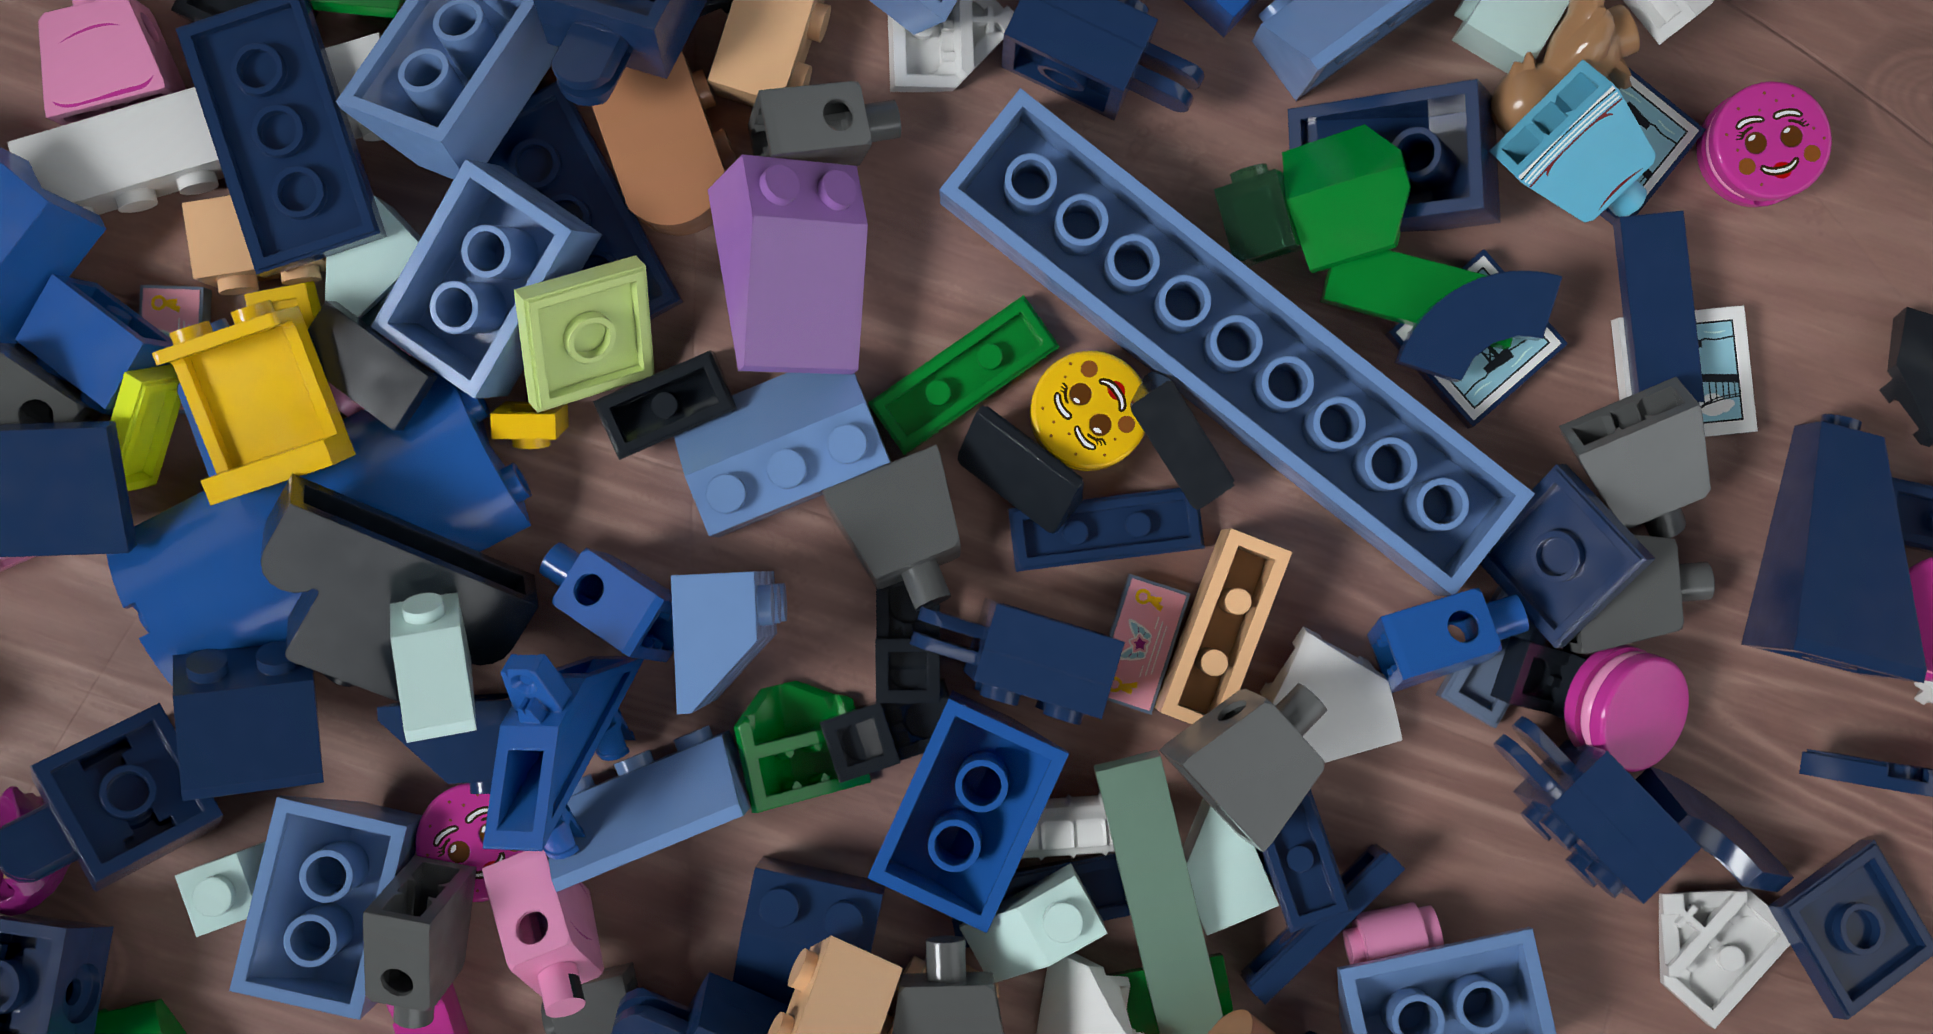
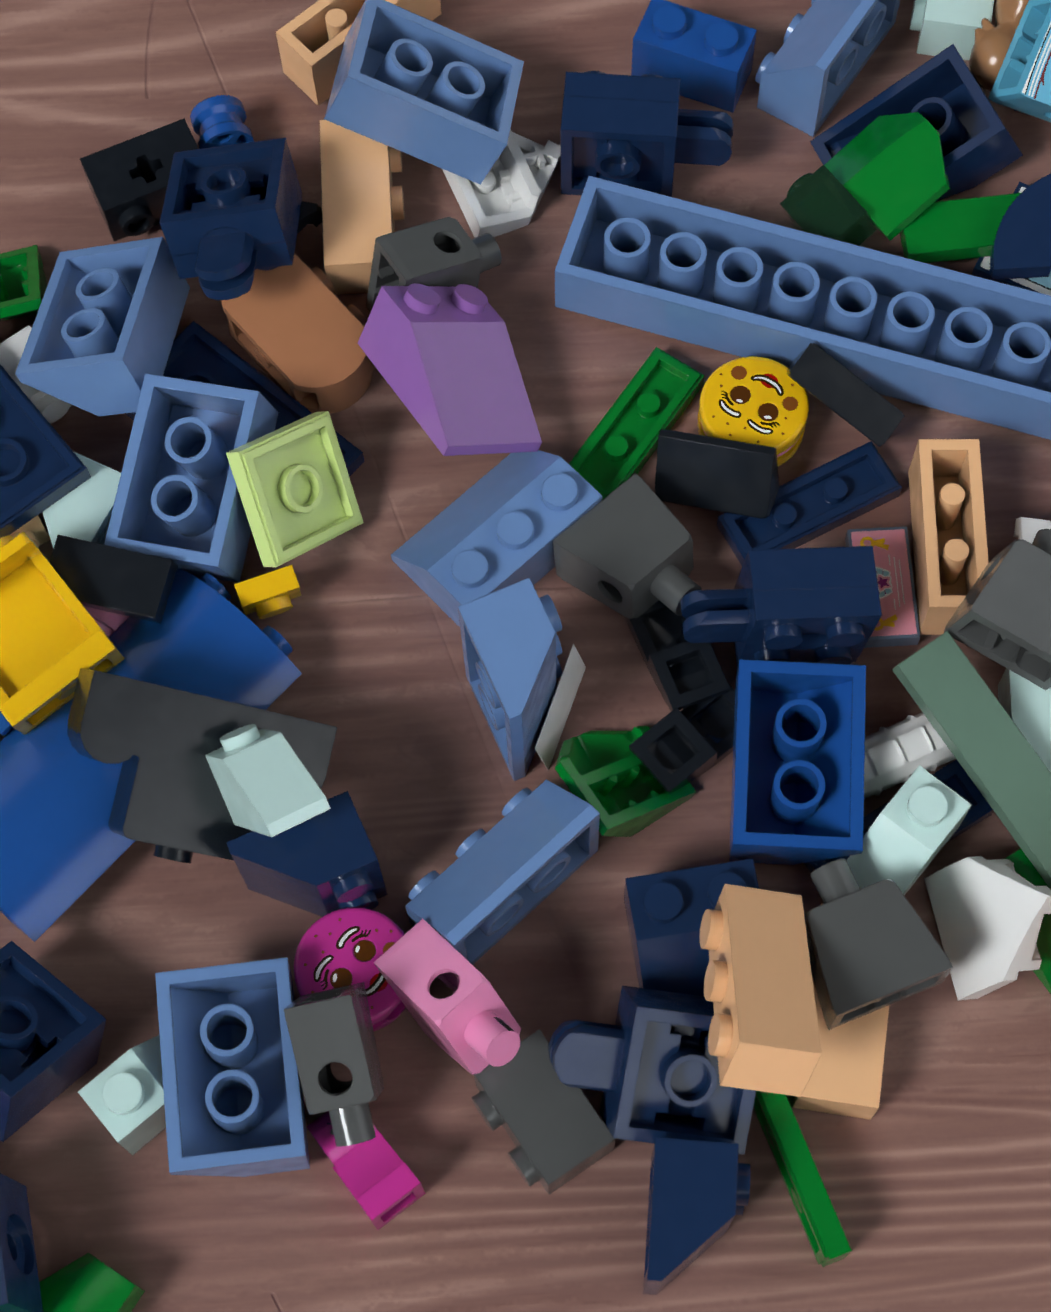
camera: 20 degrees left, 20 degrees down
(245, 721) = (101, 914): dark blue slope -> none
(547, 744) = (401, 819): blue connector -> none
(612, 601) = (408, 704): blue torso -> none
(665, 404) = (382, 535): black slope -> none
(771, 652) = (560, 707): none -> white sticker

